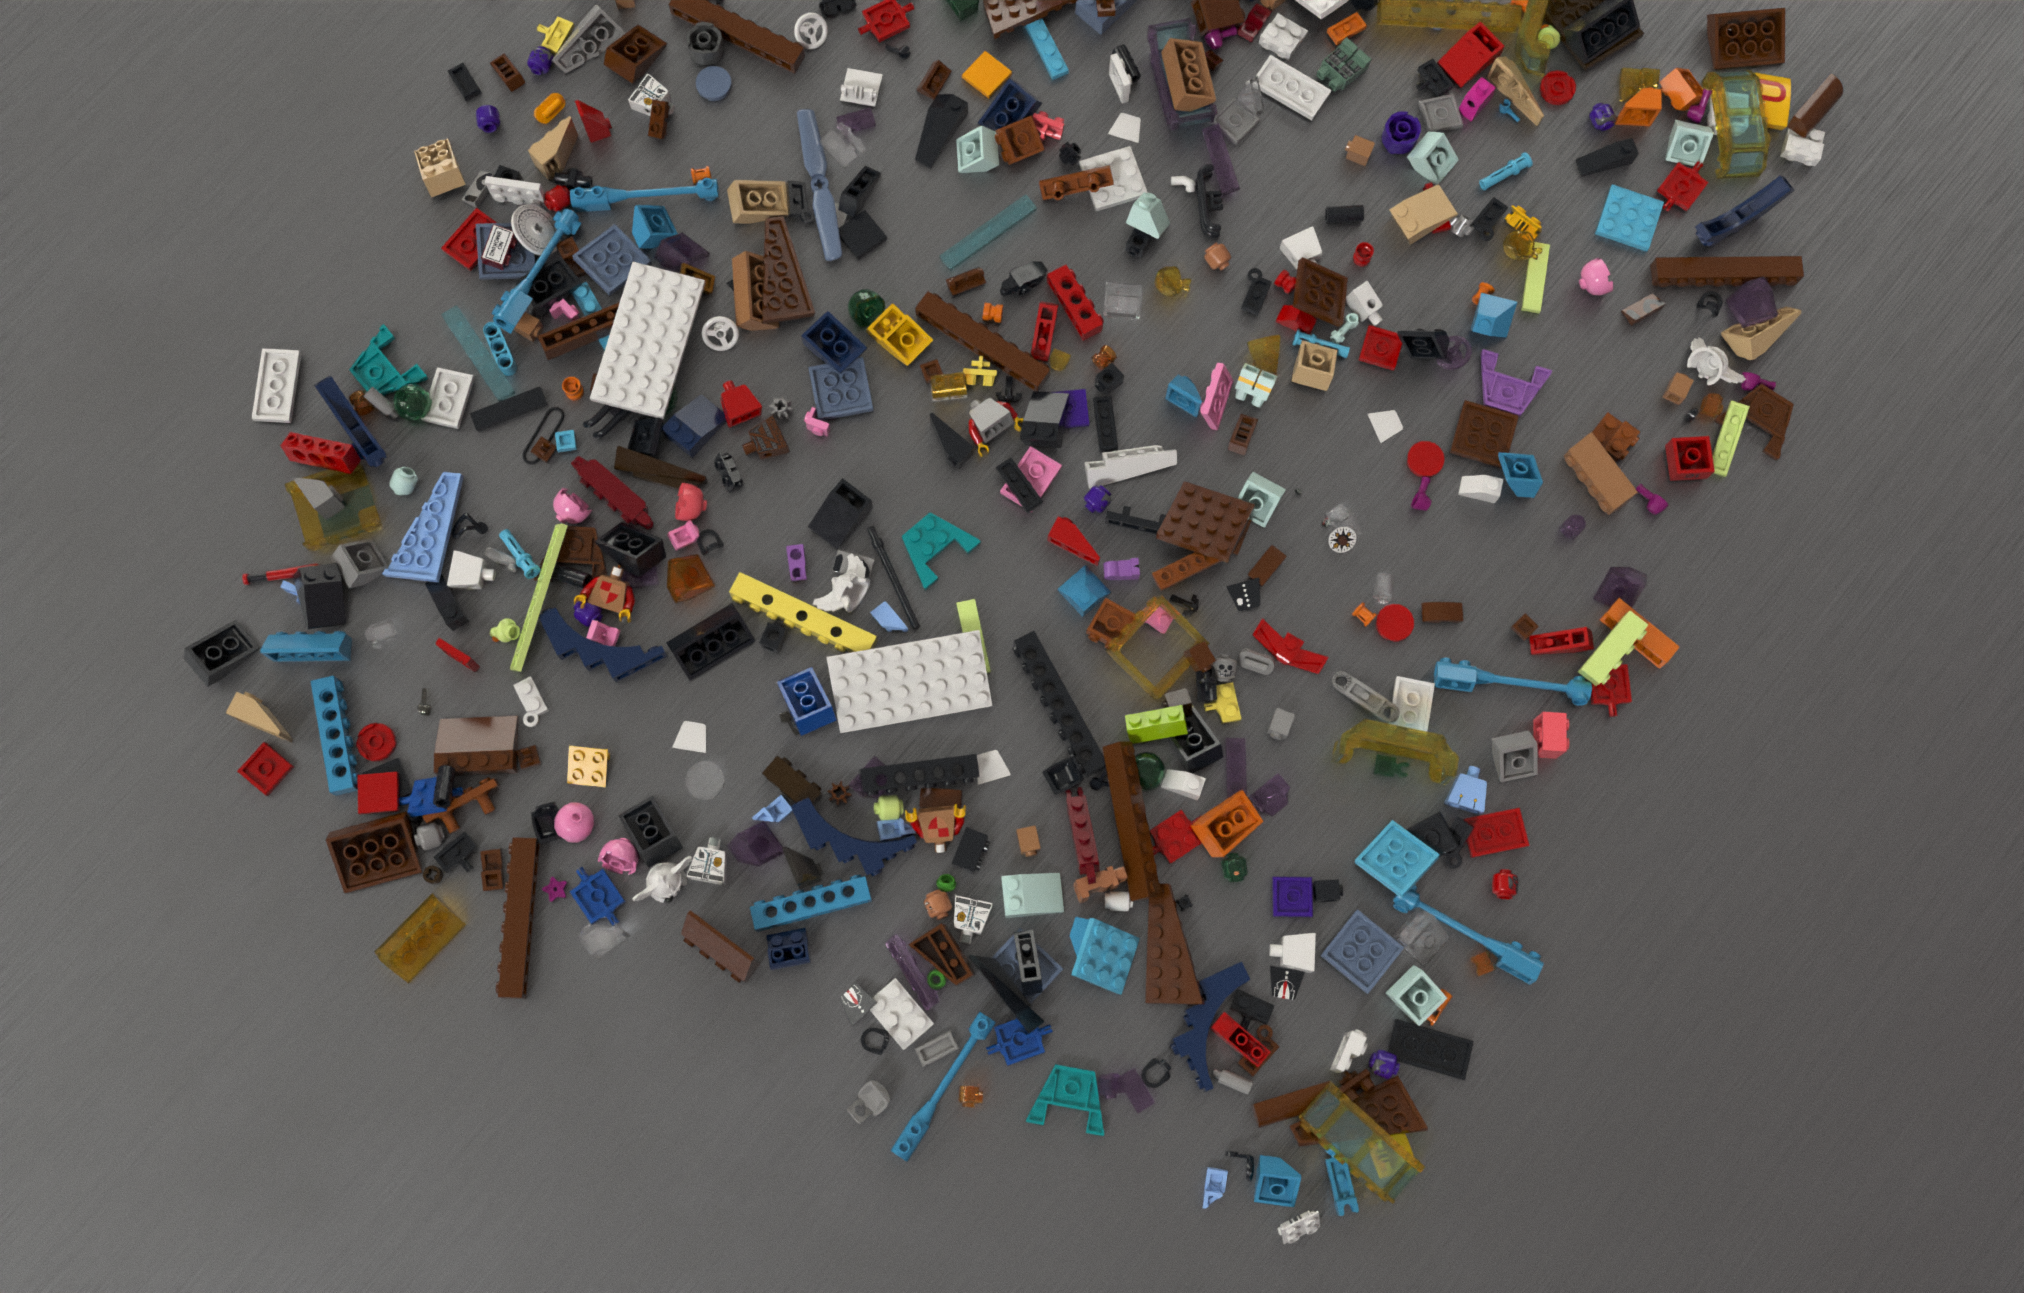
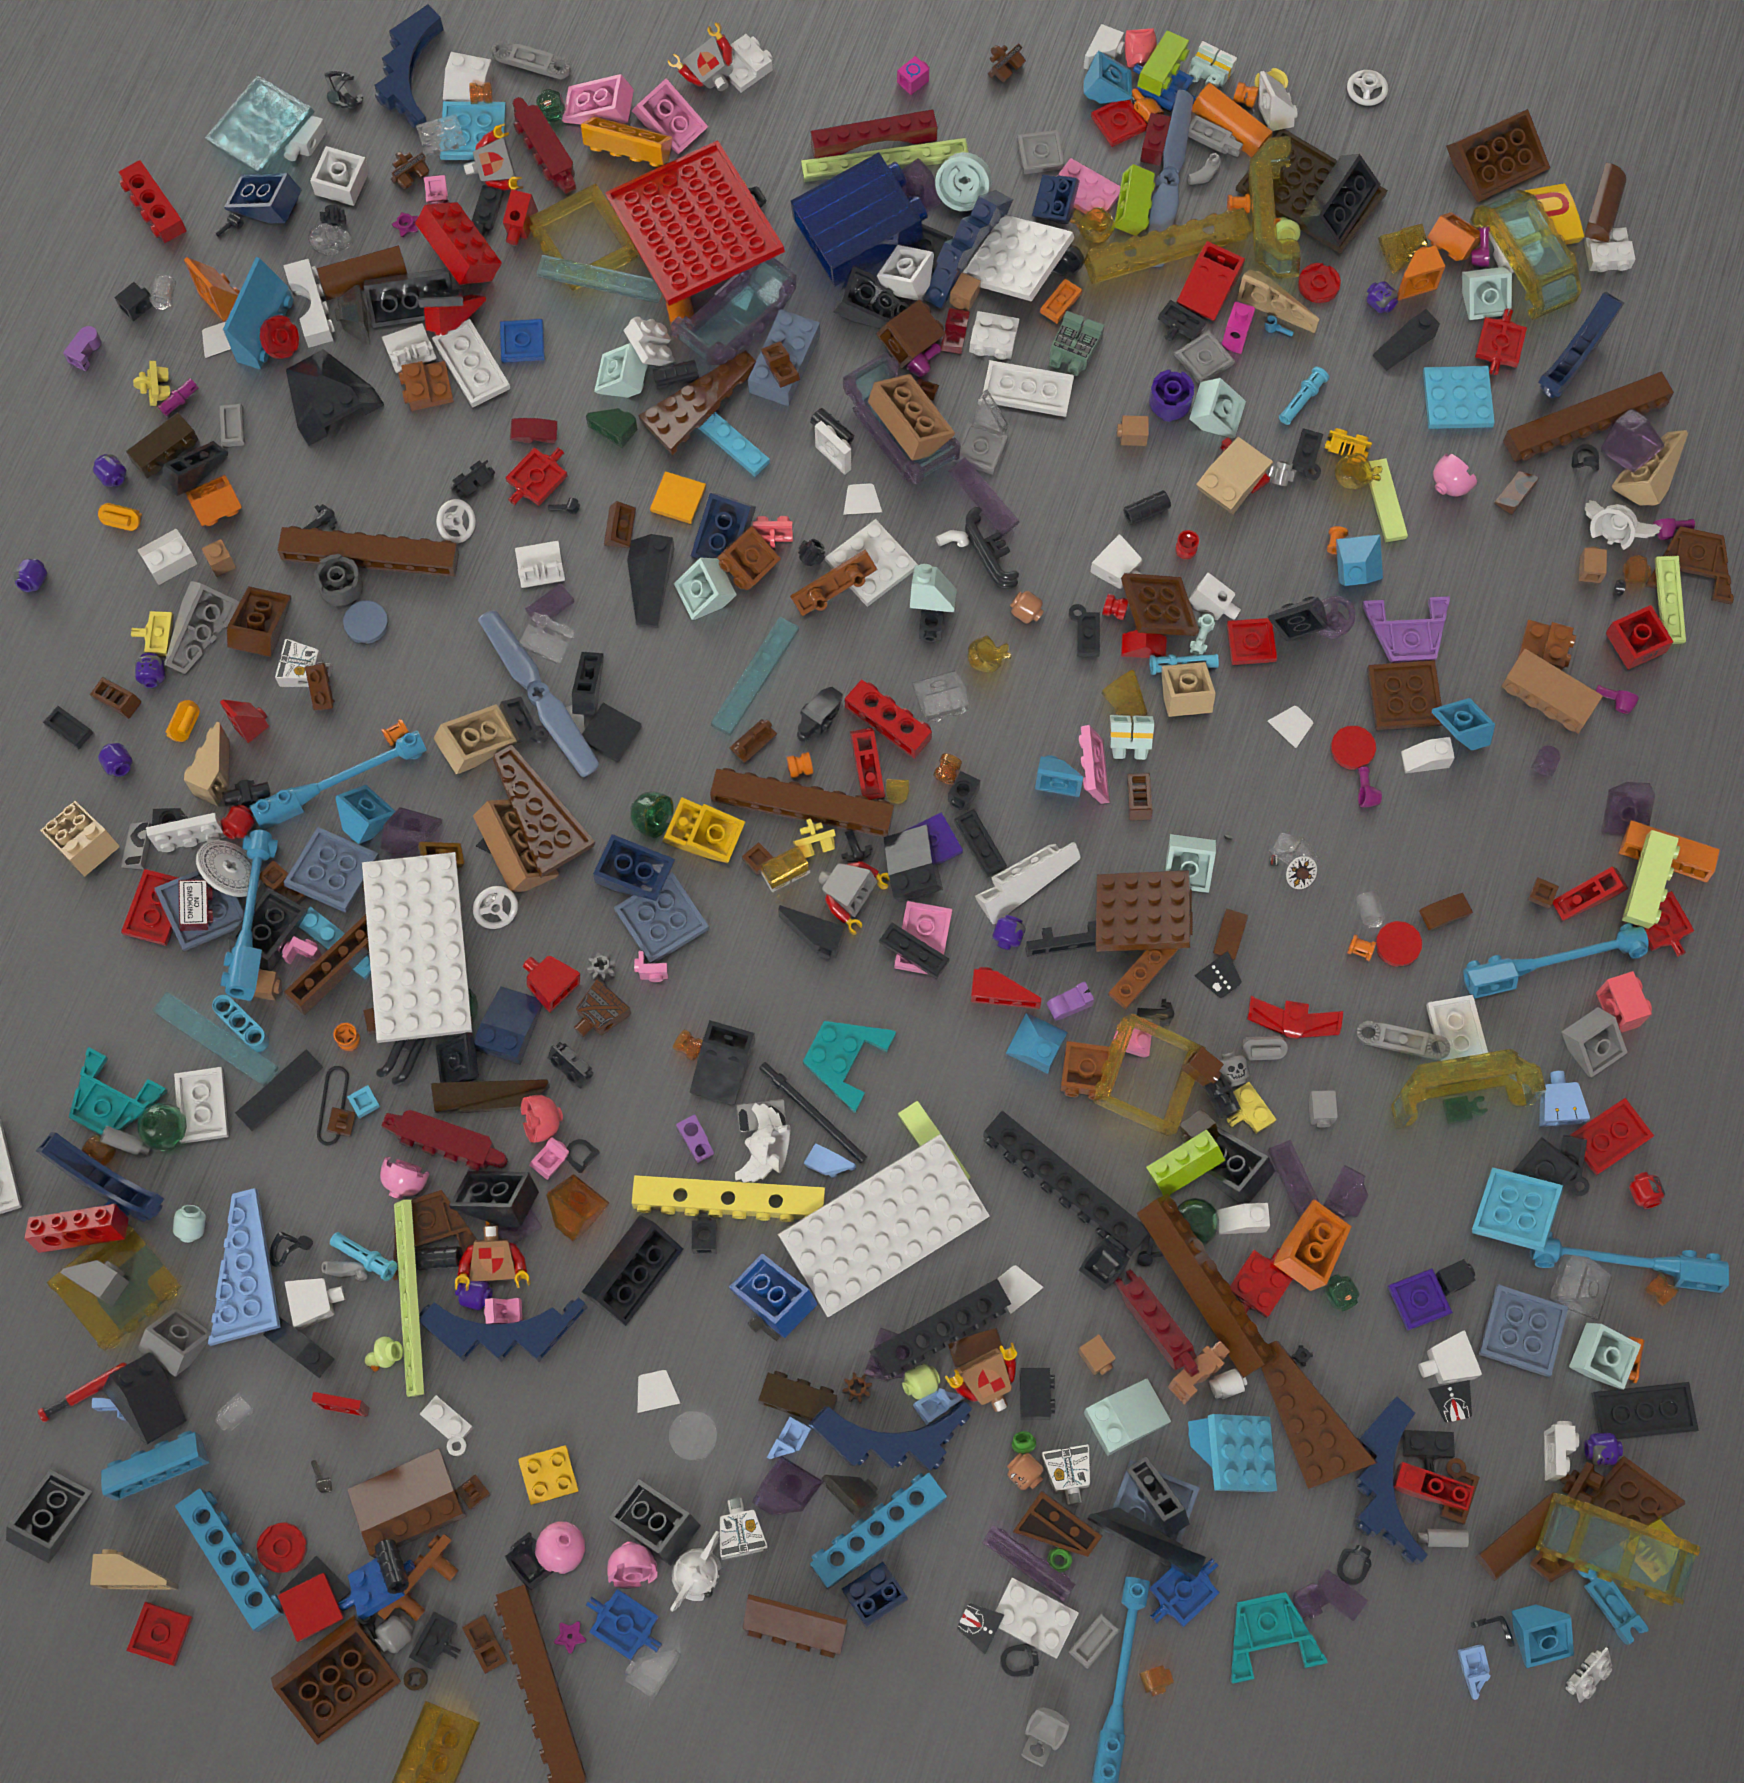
camera: 20 degrees left, 5 degrees down
(820, 490) = (688, 1045): none -> clear orange wheel

